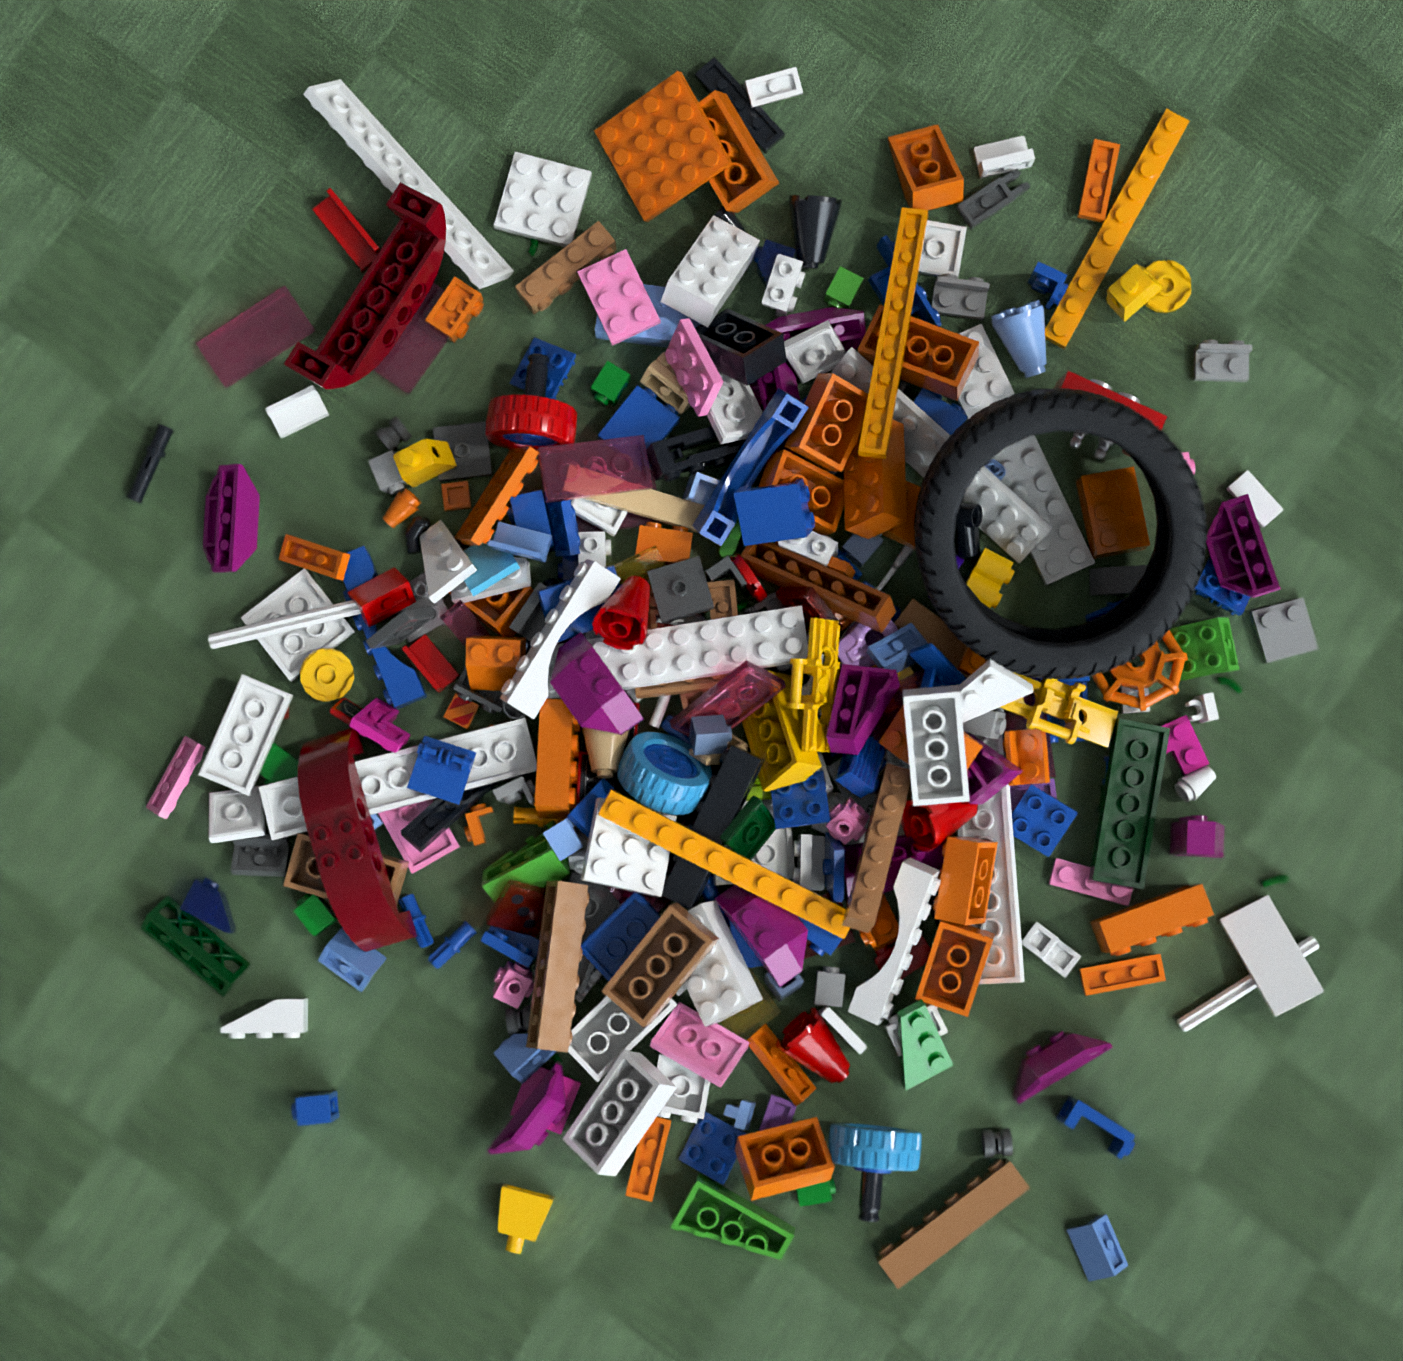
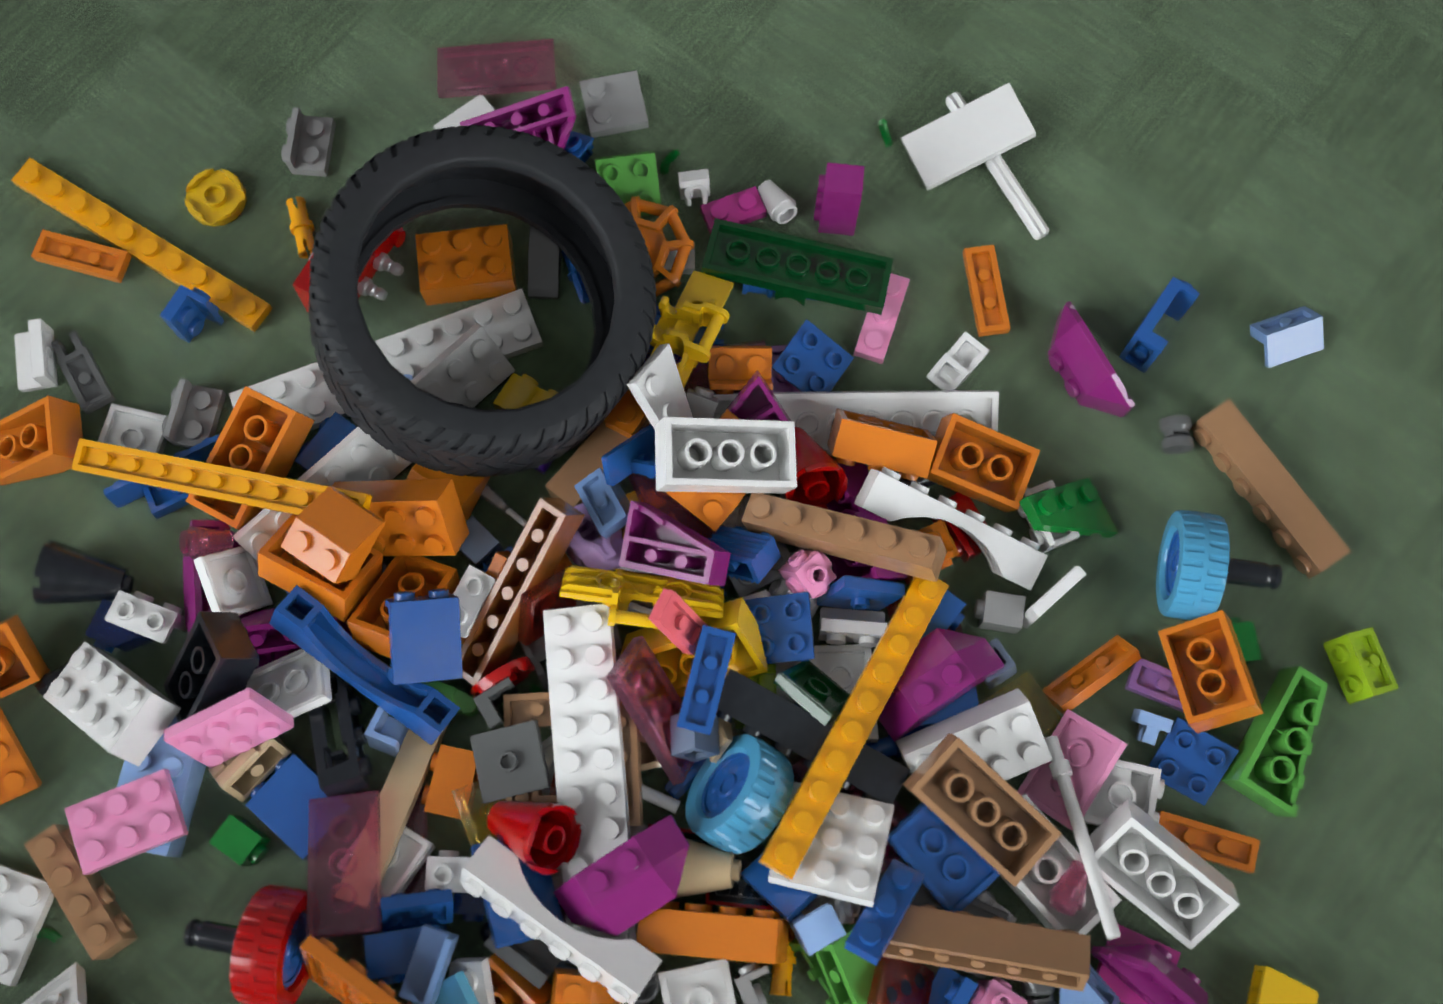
camera: 85 degrees left, 10 degrees down
(558, 366) = (205, 905): blue hinge -> none
(581, 893) = (880, 922): none -> blue plate
(603, 1039) = (1070, 889): none -> clear pink cone
(696, 1035) = (1061, 771): none -> white bar
(749, 740) = (706, 680): none -> blue plate
(794, 714) = (677, 621): none -> coral plate
(801, 1296) = (1360, 665): none -> lime bracket
(814, 1047) = (1069, 634): red cone -> none
(843, 289) = (160, 546): bright green brick -> none
(844, 325) = (204, 541): none -> clear pink cone
(848, 433) = (333, 535): none -> orange slope
(1024, 336) = (250, 345): light blue cone -> none
(1132, 291) = (212, 222): yellow torso -> none
(1140, 365) = (301, 226): none -> light orange pin
(1151, 918) = (927, 251): orange brick -> none
(1310, 521) = (496, 68): none -> clear pink tile

